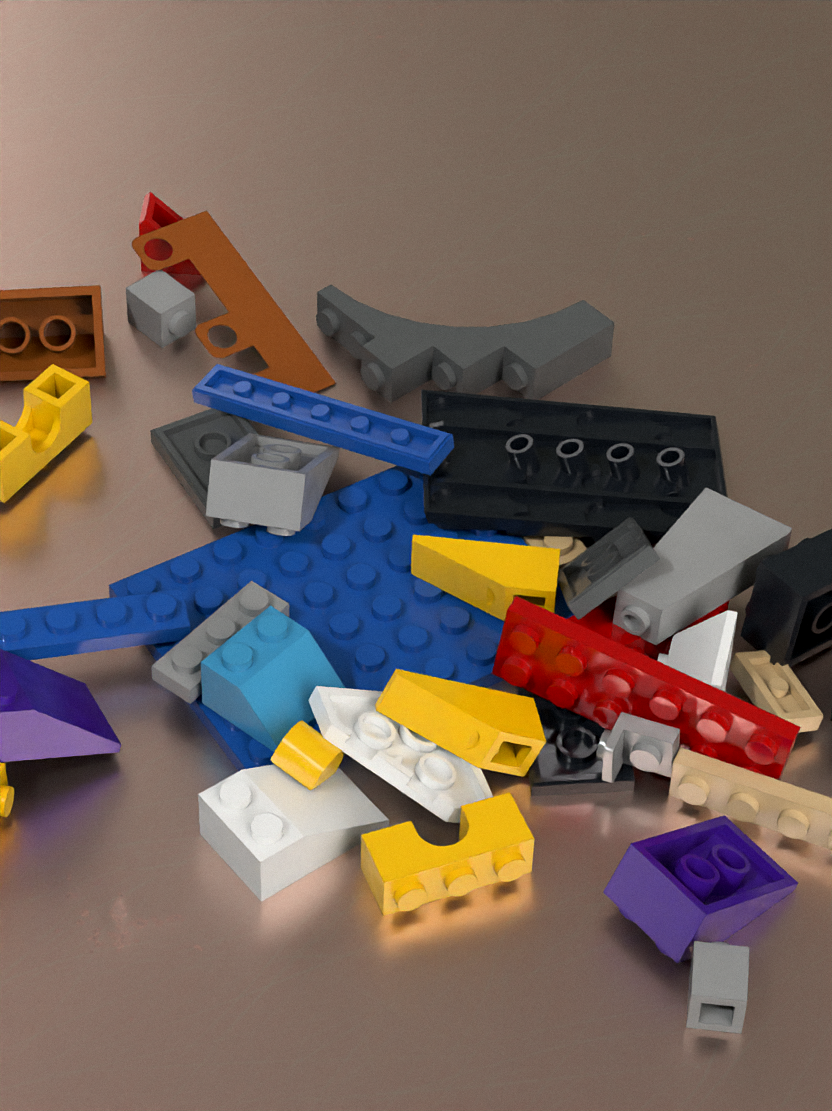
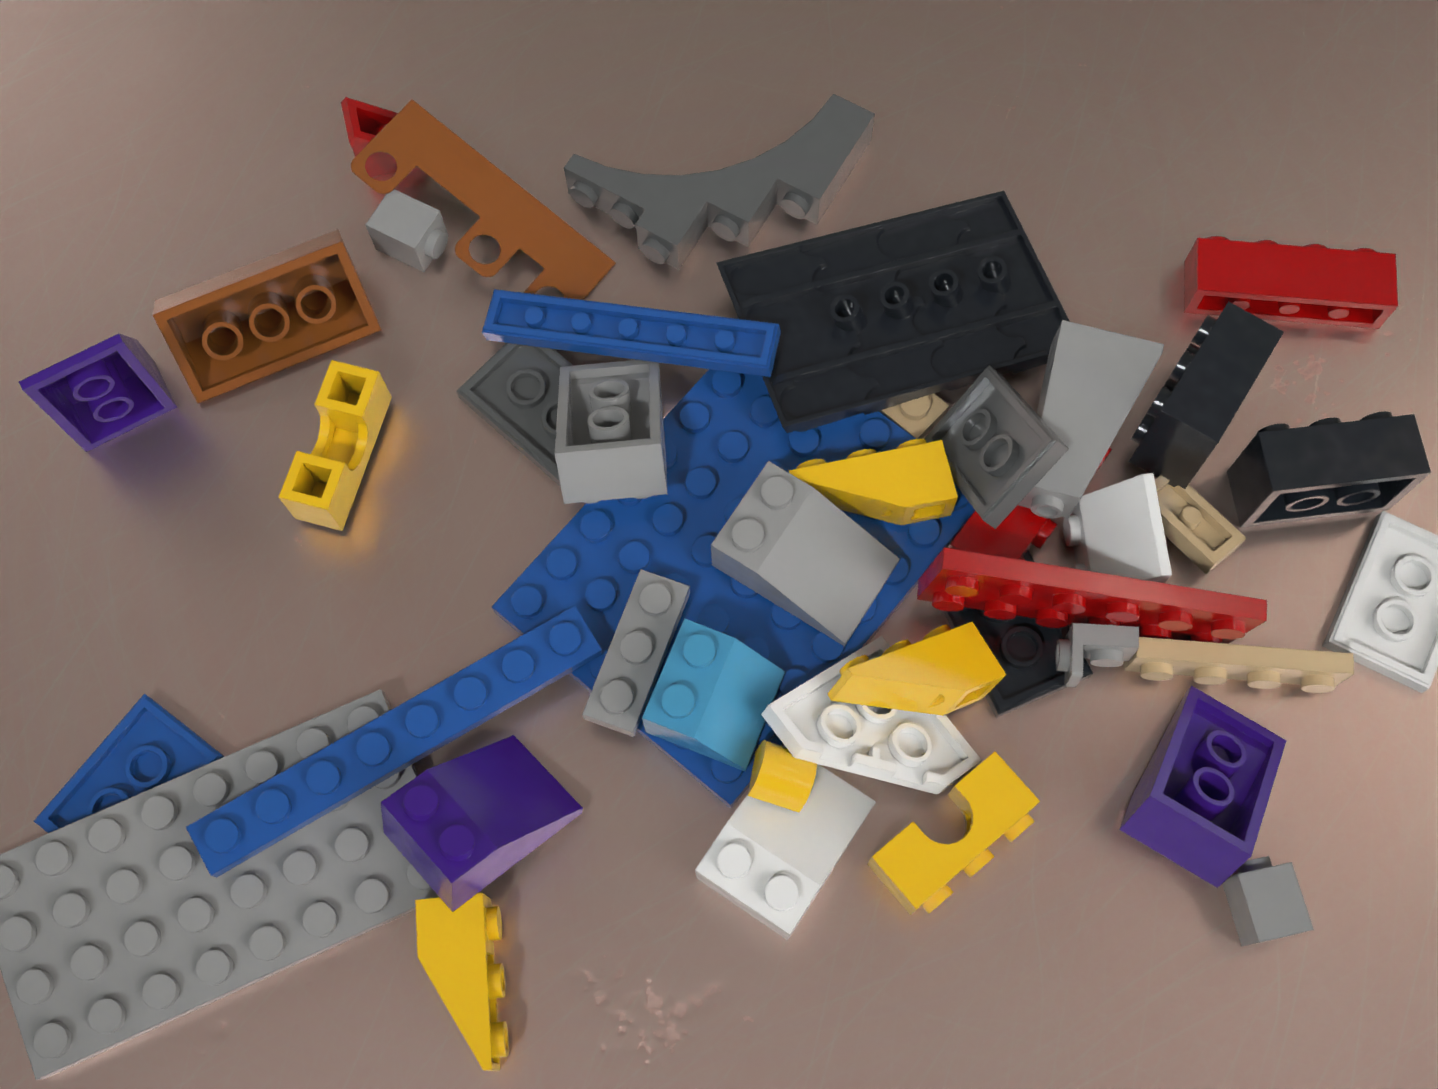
camera: 15 degrees left, 25 degrees up
(399, 603) = (803, 554): none -> light grey slope

